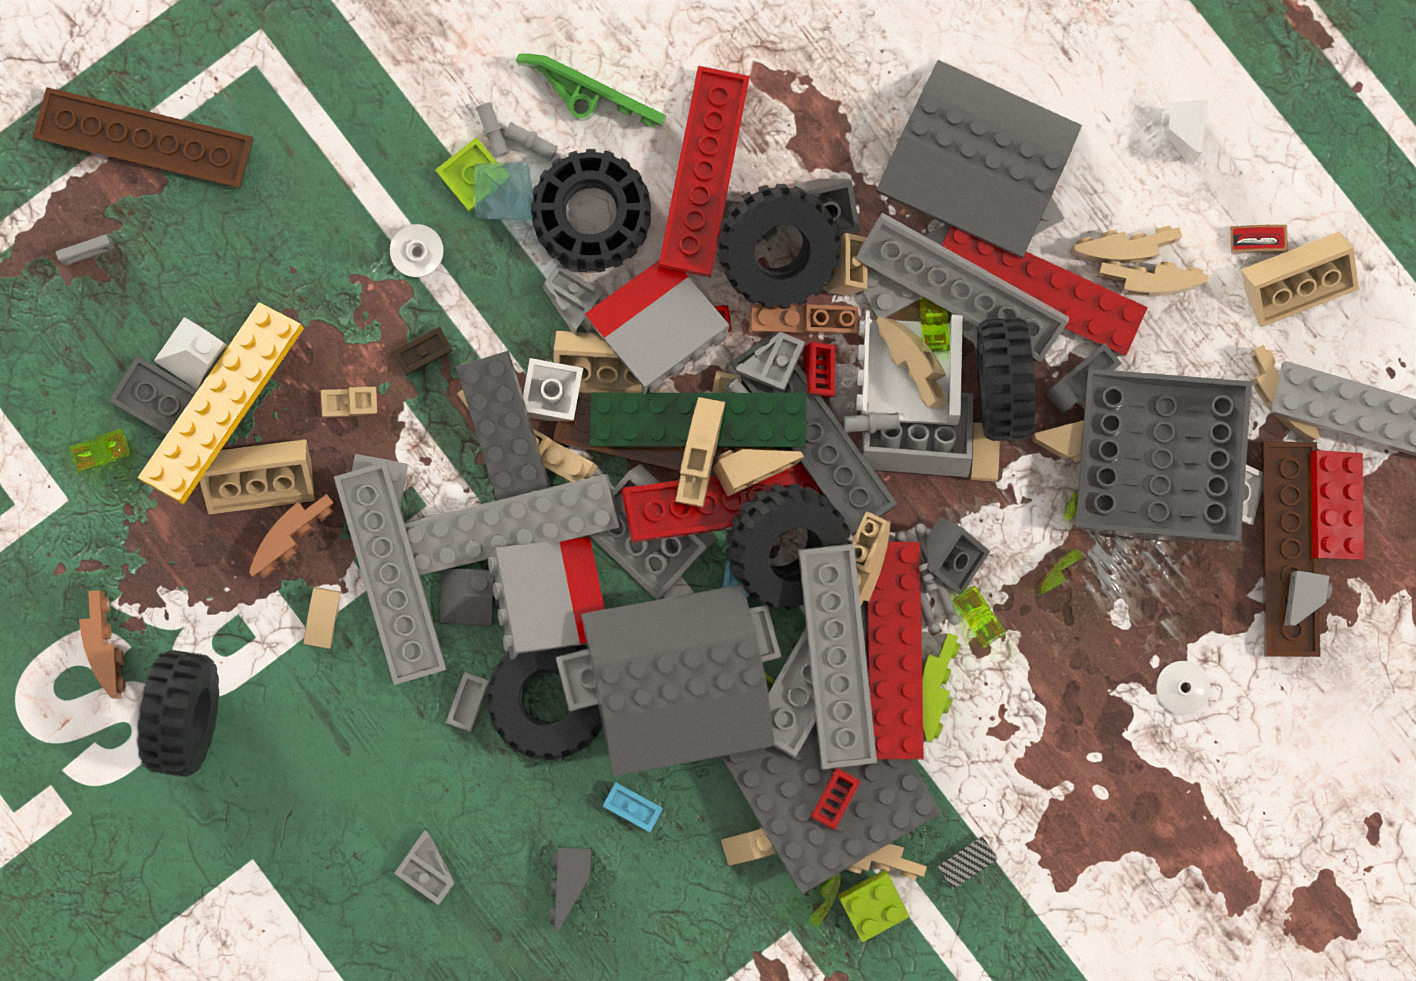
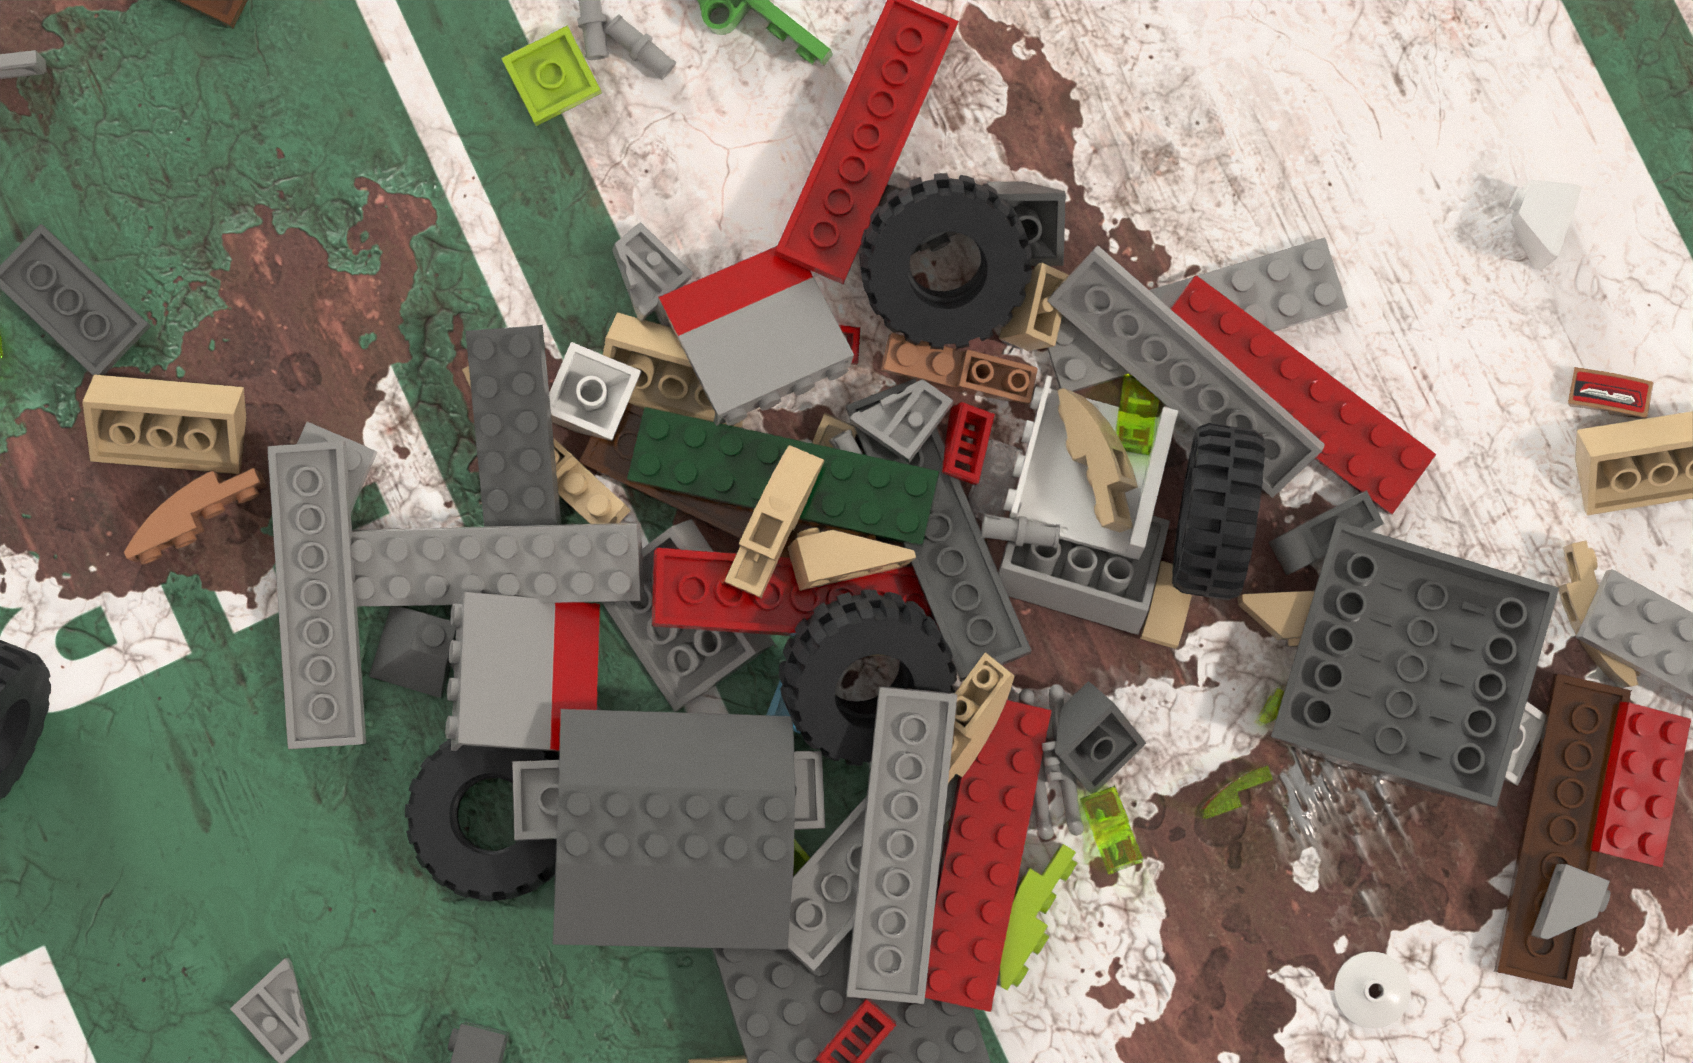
camera: 15 degrees right, 0 degrees up
(191, 353) = (116, 238): white slope -> none
(220, 403) = (137, 313): yellow plate -> none
(322, 617) = (211, 635): tan slope -> none
(348, 402) = (314, 349): tan slope -> none
(407, 241) = (447, 145): white dish -> none
(422, 351) = (429, 301): dark brown plate -> none
(467, 702) = (383, 794): light grey tile -> none
(503, 191) = (587, 106): clear light blue slope -> none
(582, 172) = (688, 106): black tyre -> none
(632, 807) = (577, 988): medium azure plate -> none
(979, 158) = (1248, 200): dark grey slope -> none
(1117, 247) = (1411, 366): tan slope -> none
(1162, 281) = (1465, 422): tan slope -> none

